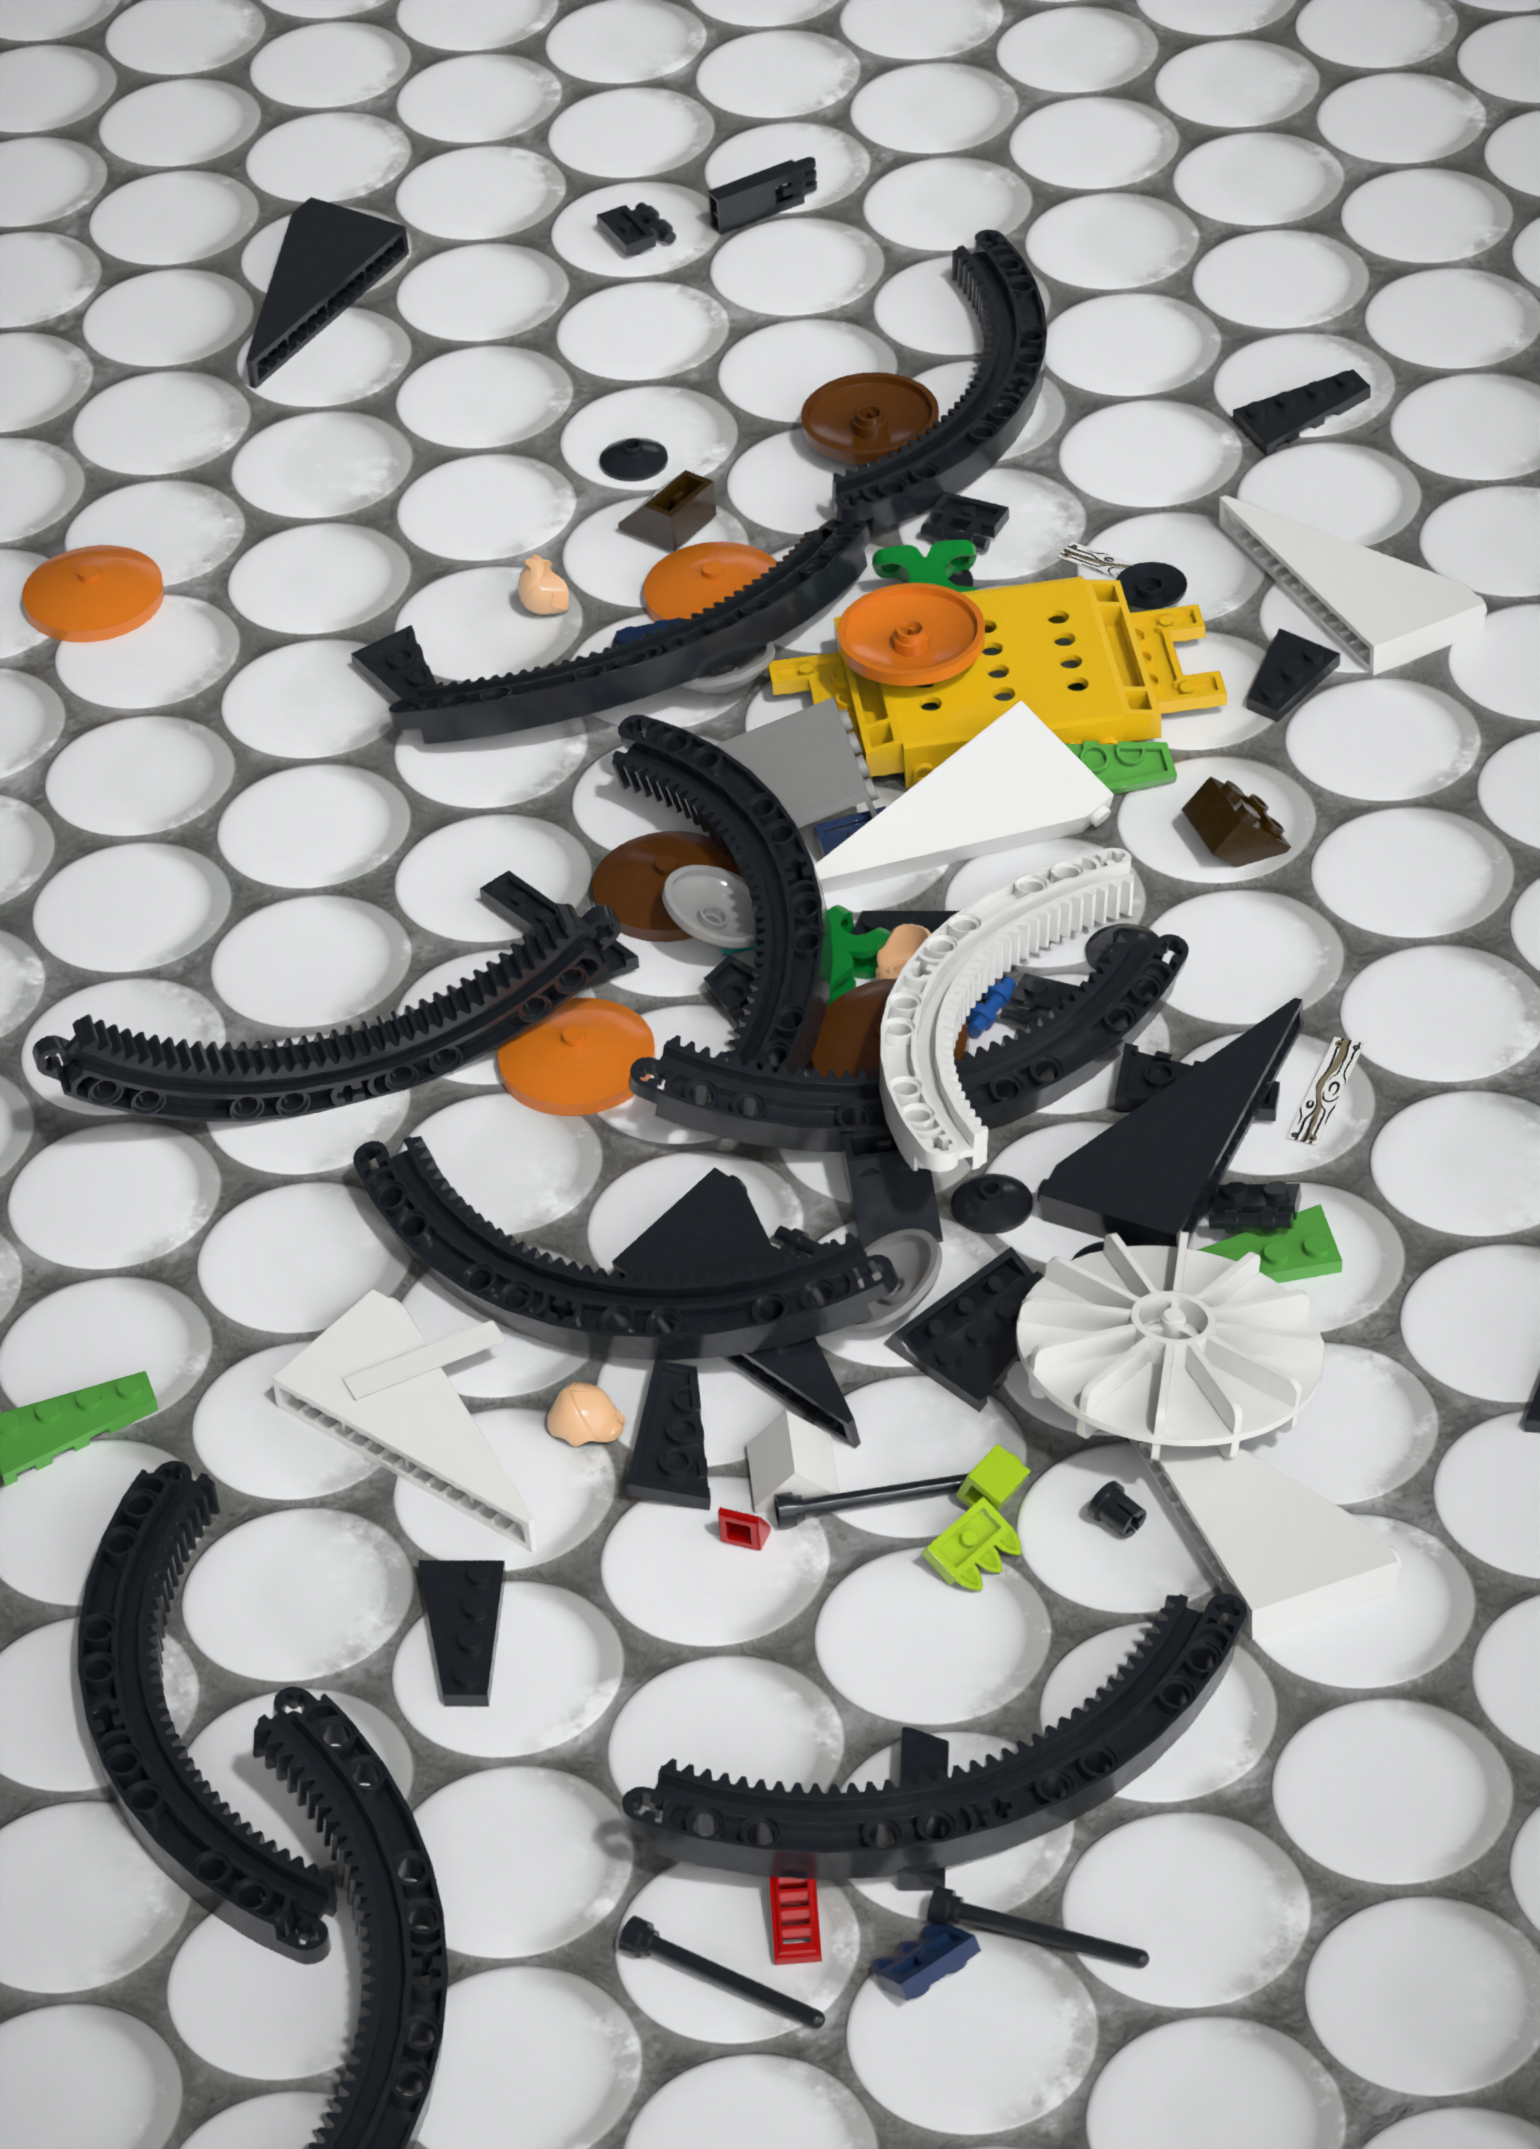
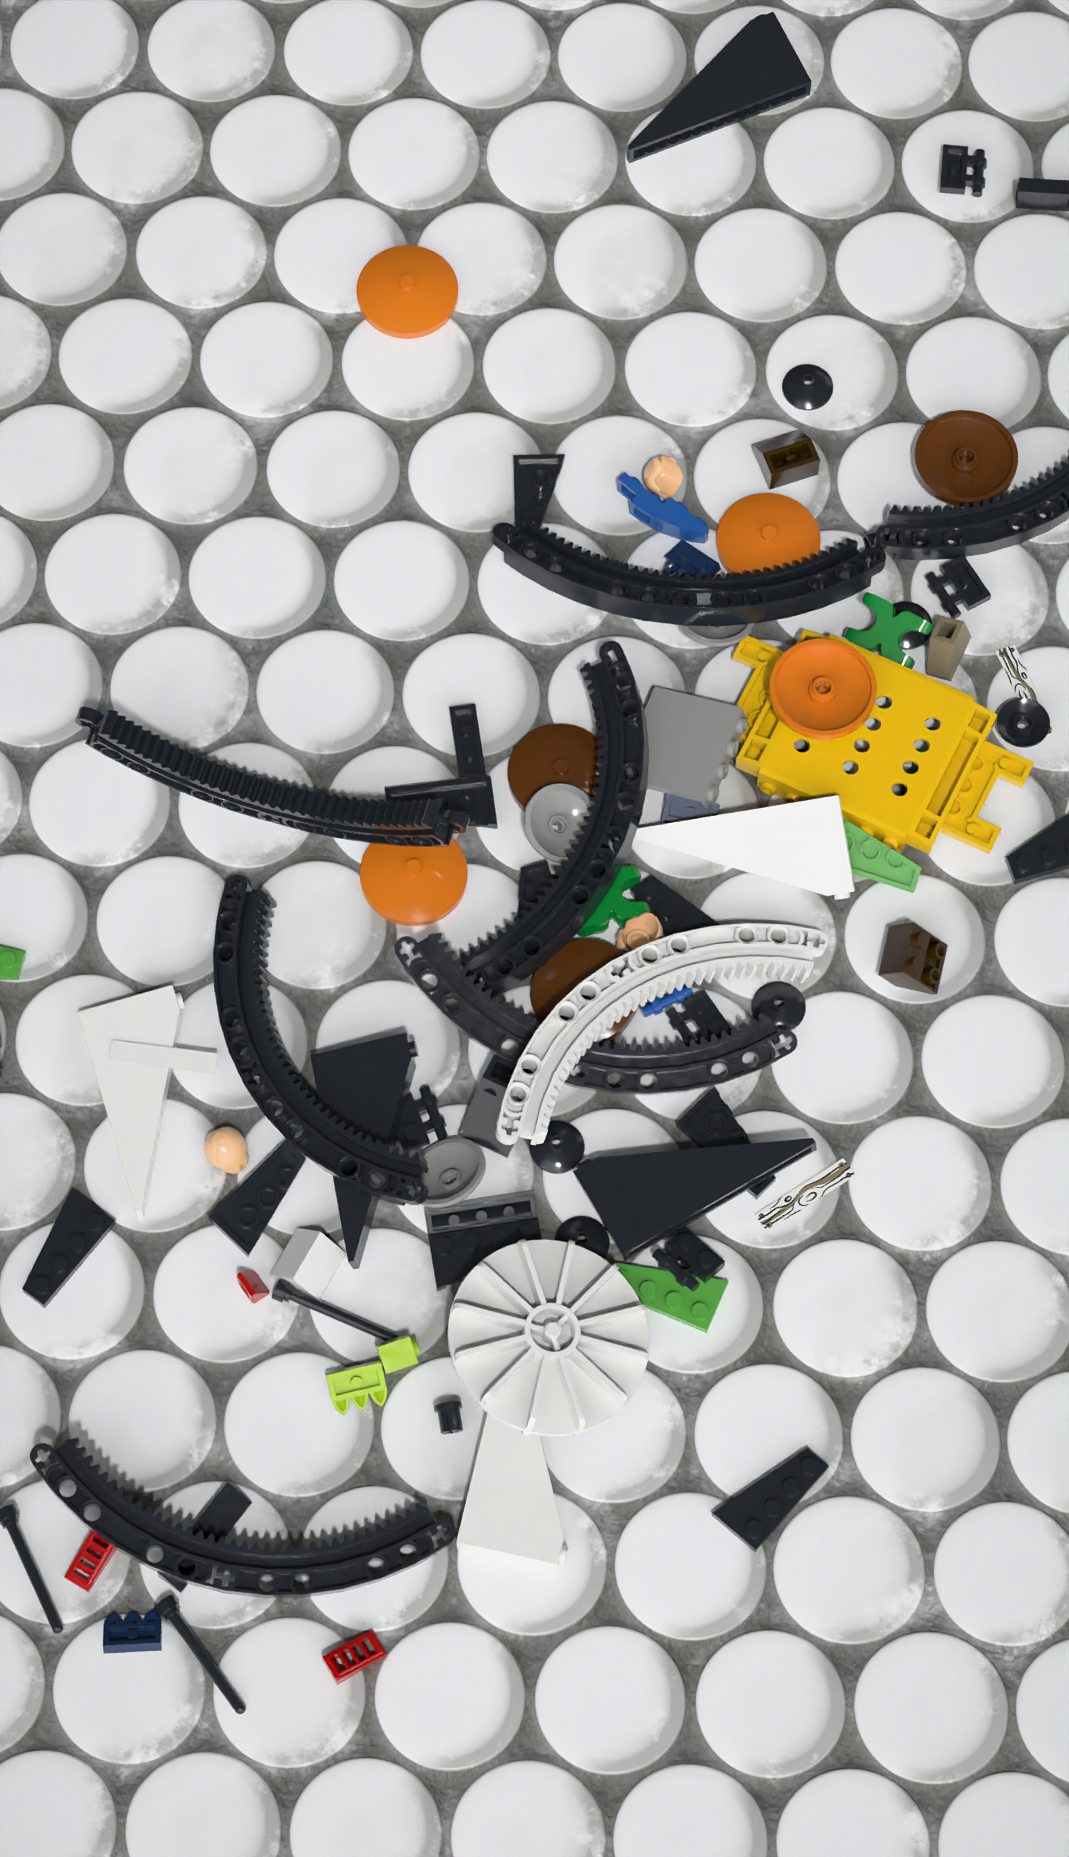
camera: 30 degrees right, 25 degrees up
(570, 623) = (668, 517): none -> blue slope
(1002, 556) = (946, 647): none -> dark tan slope
(1226, 1842) = (341, 1676): none -> red slope

